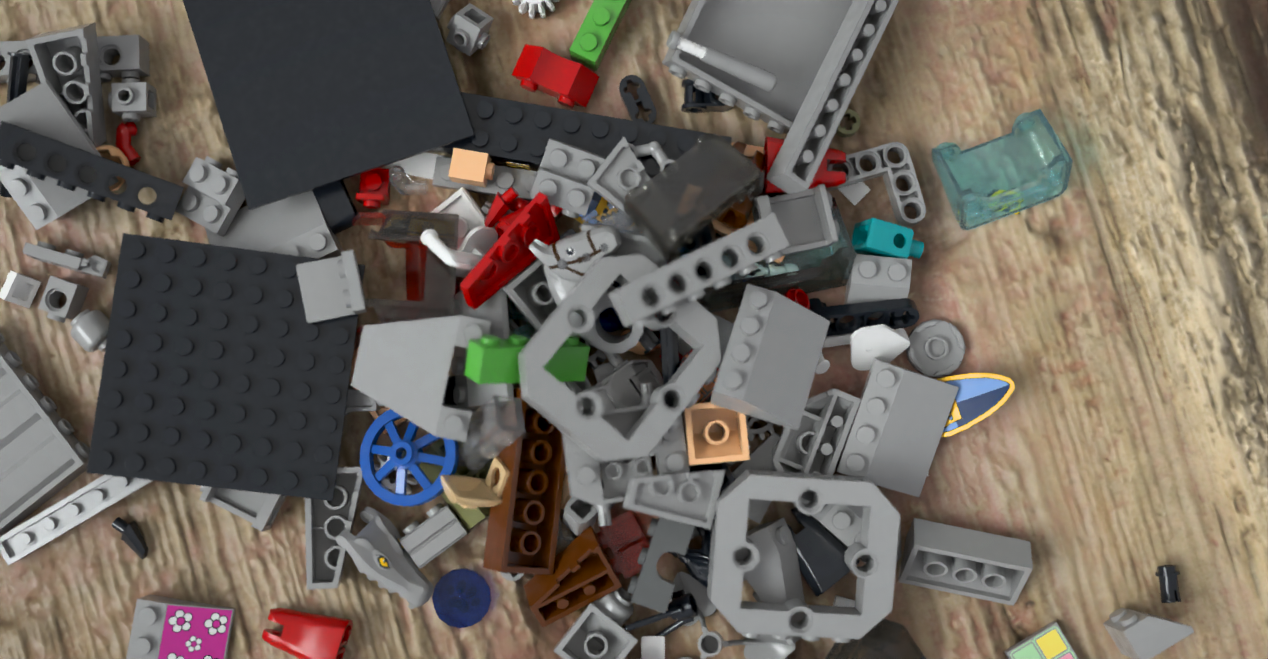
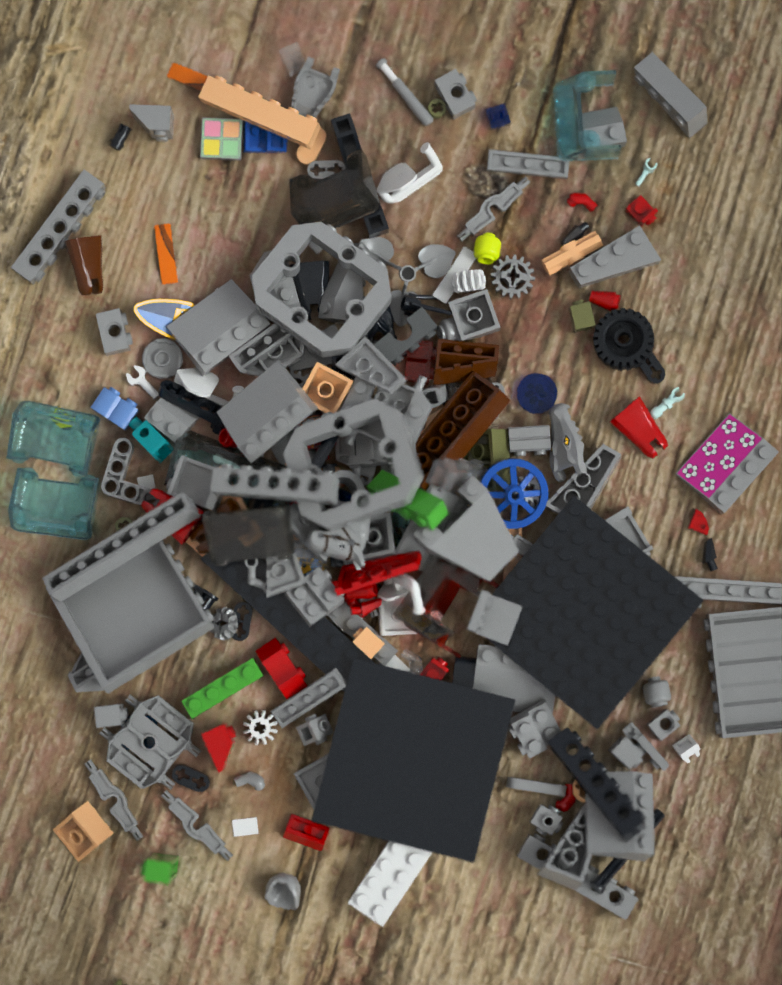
camera: 155 degrees left, 0 degrees up
(83, 235) = (626, 752): none -> light grey brick
(169, 567) = (698, 523): none -> red tile
(170, 131) = (536, 786): none -> light grey beam
(476, 492) = (486, 445): tan piece -> none
(499, 61) = (309, 697): none -> light grey tile
(655, 95) = (228, 630): none -> light grey gear
(729, 64) = (176, 598): light grey piece -> none
(941, 305) = (142, 382): none -> white bar
(948, 92) = (53, 506): none -> clear light blue windscreen
(952, 252) = (115, 408): none -> medium blue brick
(965, 561) = (229, 225): light grey slope -> none
(1016, 477) = (166, 253): none -> orange sticker
(1032, 344) = (108, 320): none -> light grey brick
(1104, 402) = (87, 263): none -> reddish brown piece
(1176, 438) = (59, 215): none -> light grey brick

